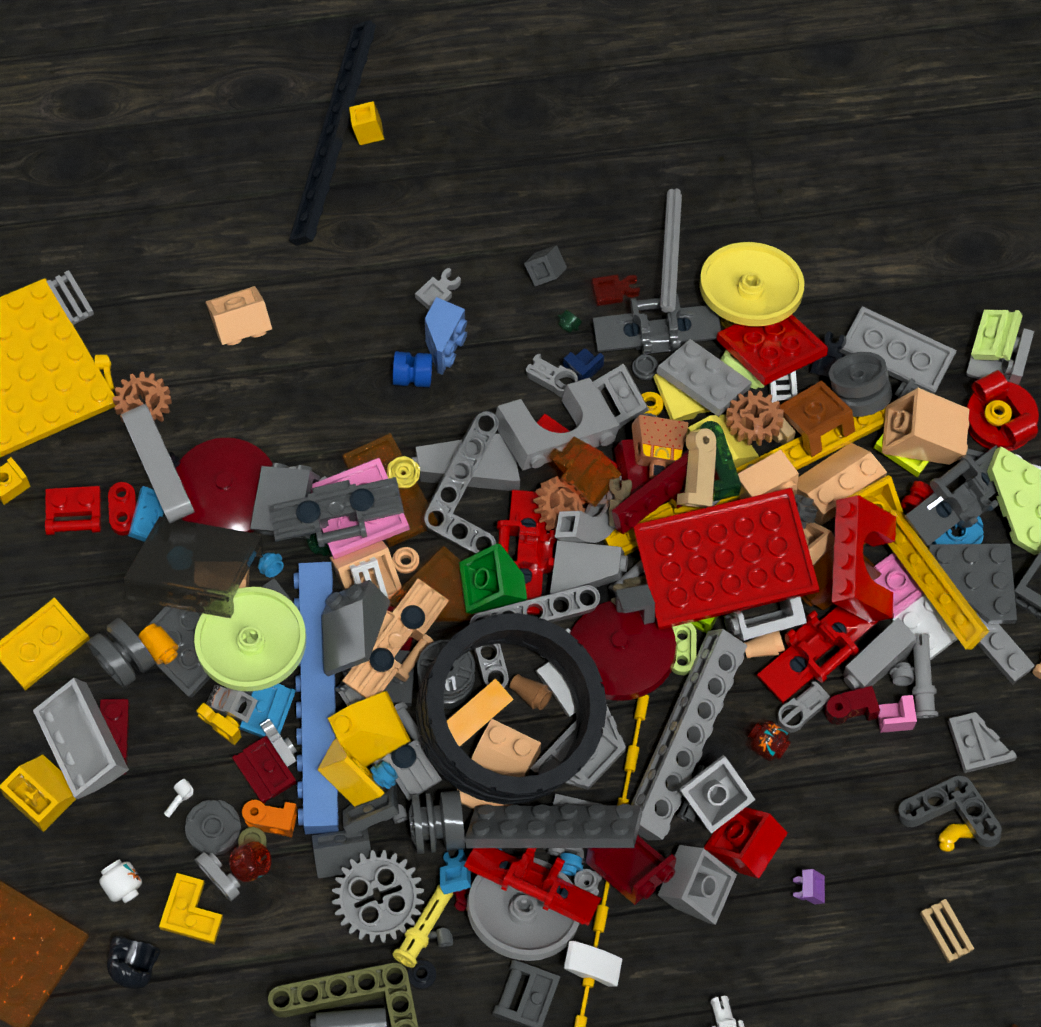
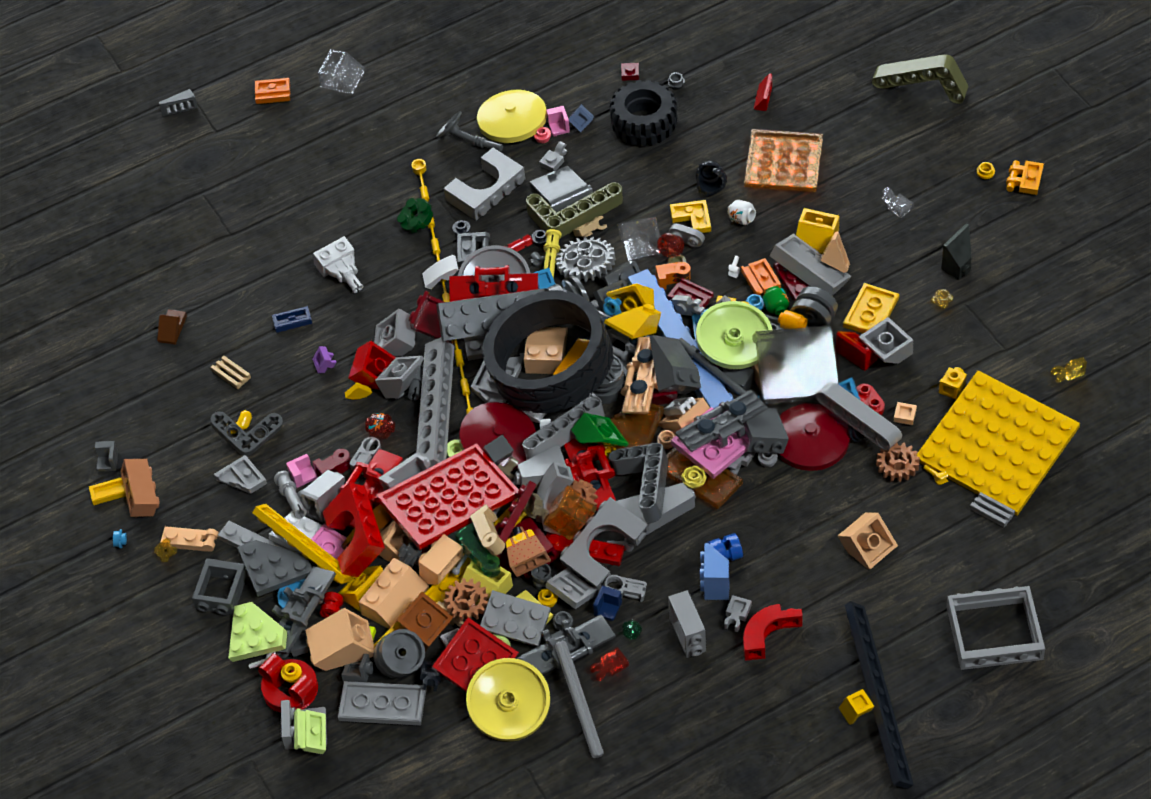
camera: 165 degrees right, 15 degrees down
(40, 738) = (835, 254): none -> light nougat slope
(57, 563) = (888, 341): none -> light grey slope
(73, 502) = (902, 391): red plate -> none
(90, 585) = (854, 349): none -> red slope
(92, 465) = (905, 413): none -> light nougat plate
(154, 758) = (760, 276): none -> orange plate
(156, 706) = (776, 300): none -> green head
(170, 116) = (1000, 655): none -> light grey window
(185, 713) = (756, 301): none -> dark azure plate
(213, 827) = (705, 261): dark grey tile -> none
(285, 902) = (639, 237): none -> clear slope
(313, 650) = (695, 353): none -> dark grey bar
(350, 955) = (586, 229): none -> tan plate
(419, 260) = (763, 624): none -> red arch
(463, 975) = (519, 244): none -> red axle
(506, 285) = (687, 624): none -> light grey window
(545, 265) = (668, 660): dark grey panel -> none
(782, 810) = (358, 391): none -> yellow tile
(857, 982) = (292, 321): none -> dark blue tile

